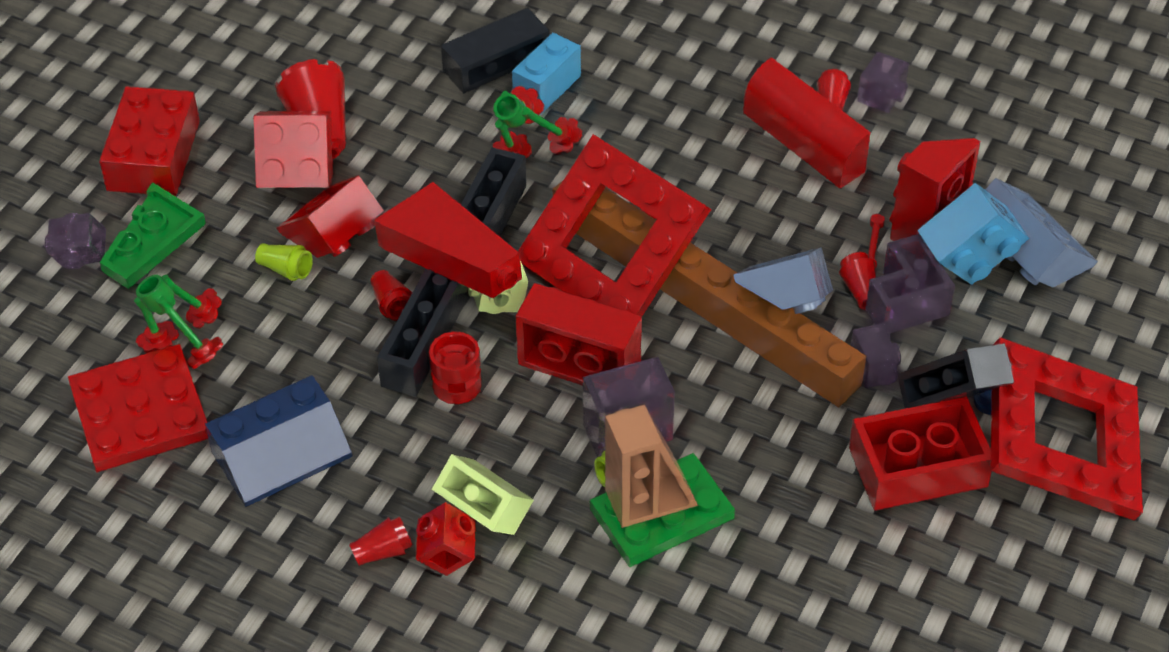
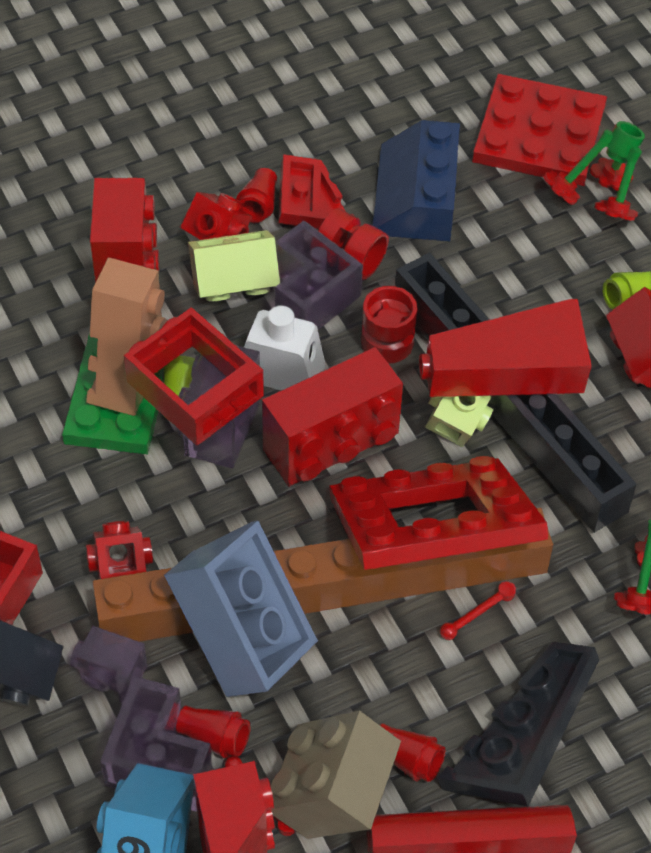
camera: 125 degrees right, 5 degrees up
(353, 508) = (306, 192): none -> red wing
(390, 439) = (362, 242): none -> red wheel
(456, 427) = (316, 275): none -> clear purple brick
(539, 400) = (287, 347): none -> white torso
(553, 544) = (122, 223): none -> red brick
(639, 346) = (219, 404): none -> red window
(712, 139) = (526, 730): none -> black wing
(777, 180) = (418, 754): none -> red cone
(801, 393) = (116, 533): none -> red brick
(841, 186) = (334, 775): none -> dark tan brick

